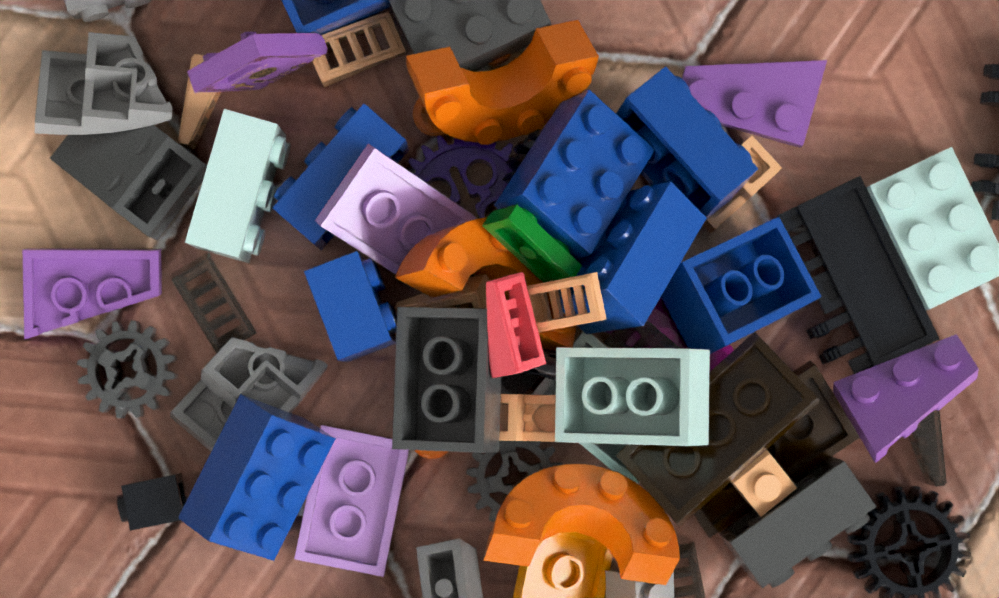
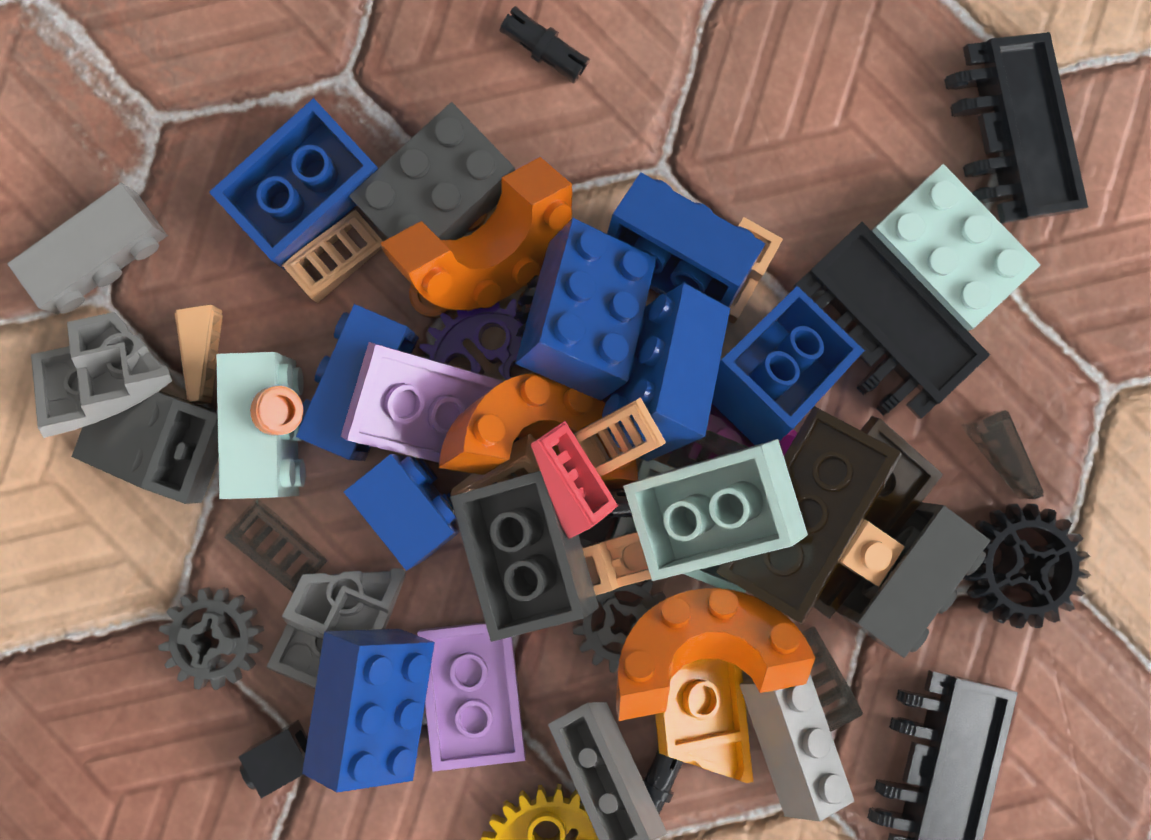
camera: 15 degrees left, 0 degrees up
(84, 282) = (142, 567): medium lavender wing -> none
(256, 61) = (235, 297): medium lavender container -> none
(263, 178) = (276, 410): none -> tile
(531, 244) = (564, 390): green plate -> none
(760, 97) = (742, 177): medium lavender wing -> none
(901, 392) = (972, 420): medium lavender wing -> none

